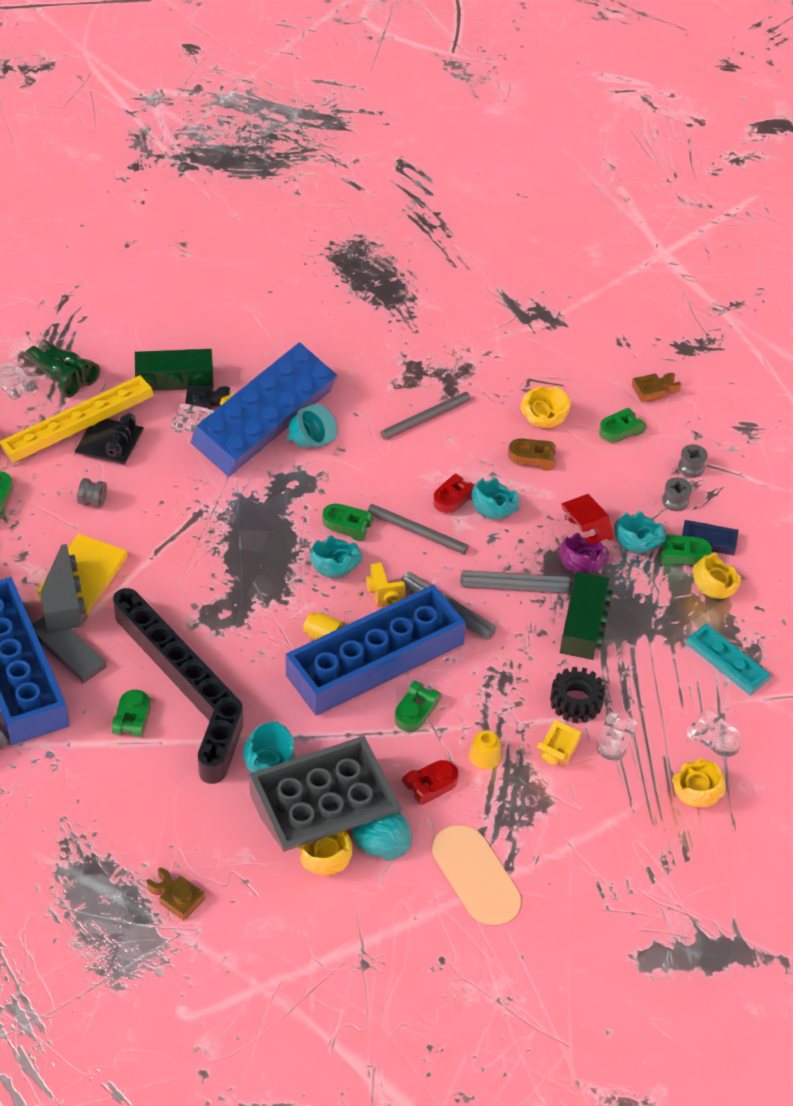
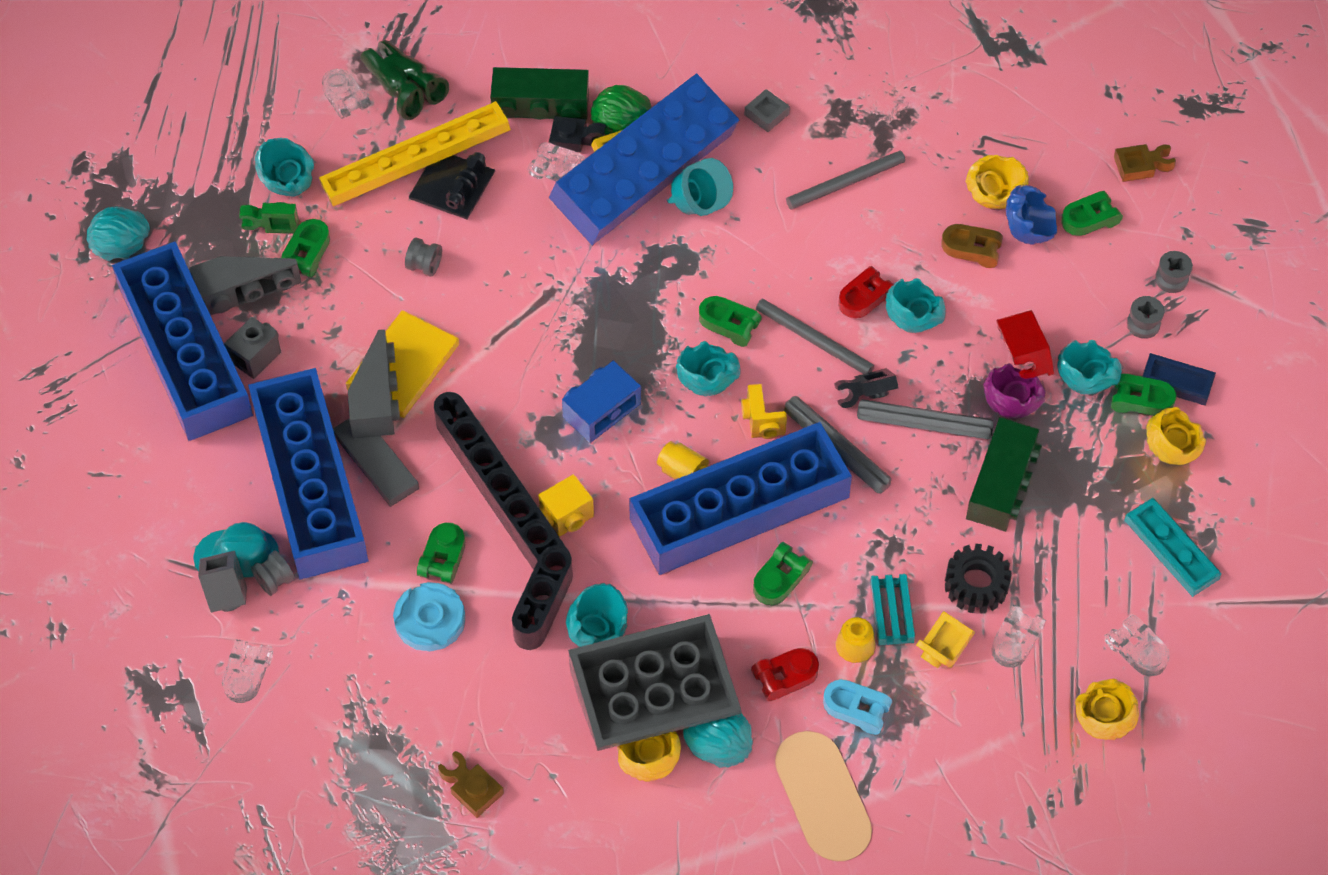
camera: 10 degrees right, 10 degrees up
(125, 764) = (429, 617): none -> medium azure tile
(233, 666) = (566, 505): none -> yellow brick
(237, 374) = (619, 107): none -> green hair
(251, 587) = (601, 401): none -> blue brick
(356, 370) = (767, 110): none -> dark grey plate
(471, 559) = (872, 384): none -> black plate
(482, 797) = (844, 698): none -> medium azure plate
(507, 705) = (890, 583): none -> teal tile
(574, 429) = (1029, 216): none -> blue hair

